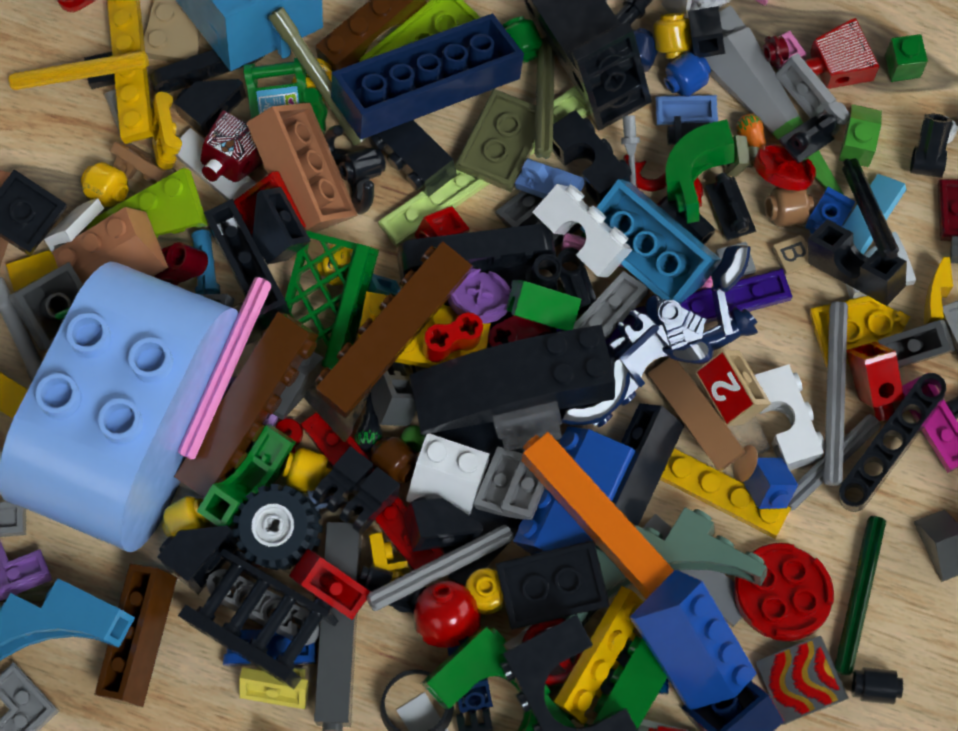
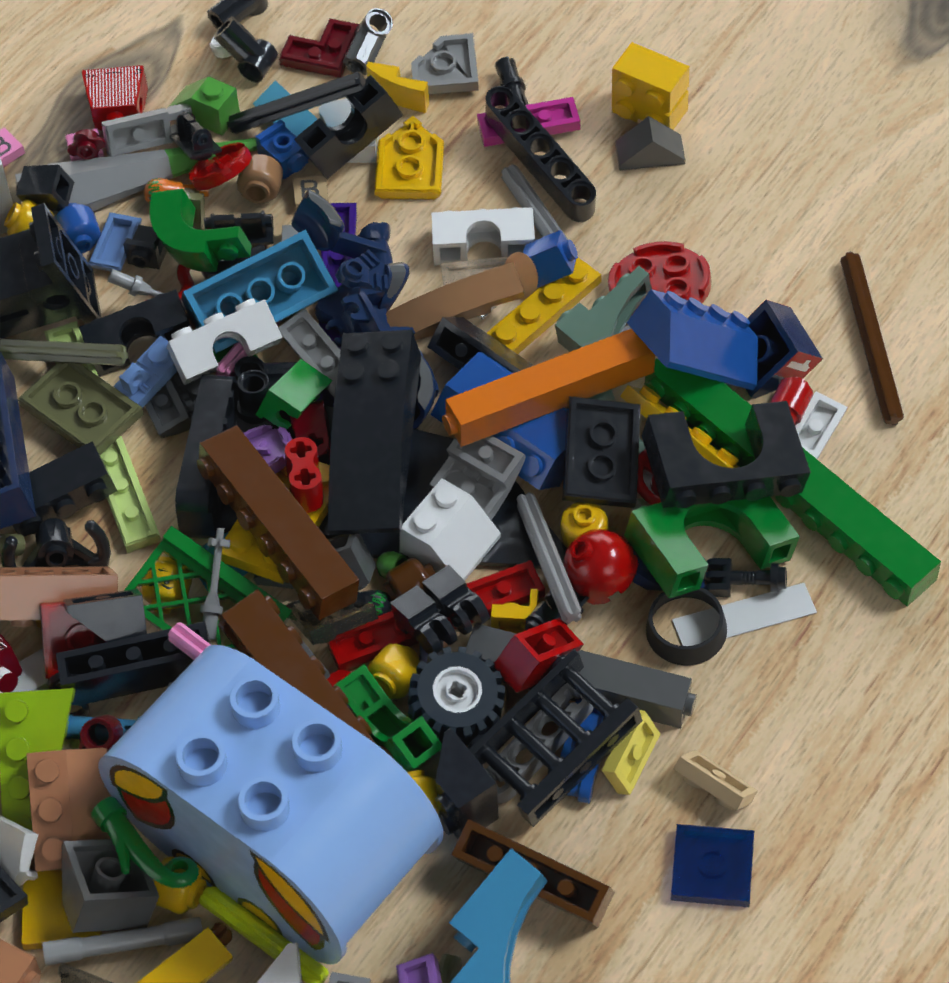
camera: 75 degrees left, 15 degrees down
(315, 305) = (212, 607): none -> light grey piece
(438, 525) = (499, 550): black slope -> none
(441, 223) = (160, 488): red bracket -> none
(521, 425) = (425, 435): clear slope -> none
(732, 388) = (440, 262): brick -> none
(802, 679) = (749, 282): slope -> none
(835, 394) = (472, 186): light grey axle -> none
(860, 595) = (681, 225): dark green axle -> none
(876, 377) = (468, 148): red torso -> none
(877, 685) = (774, 231): black brick -> none
(906, 57) = (141, 46): green brick -> none
(920, 343) = (447, 109): dark grey slope -> none

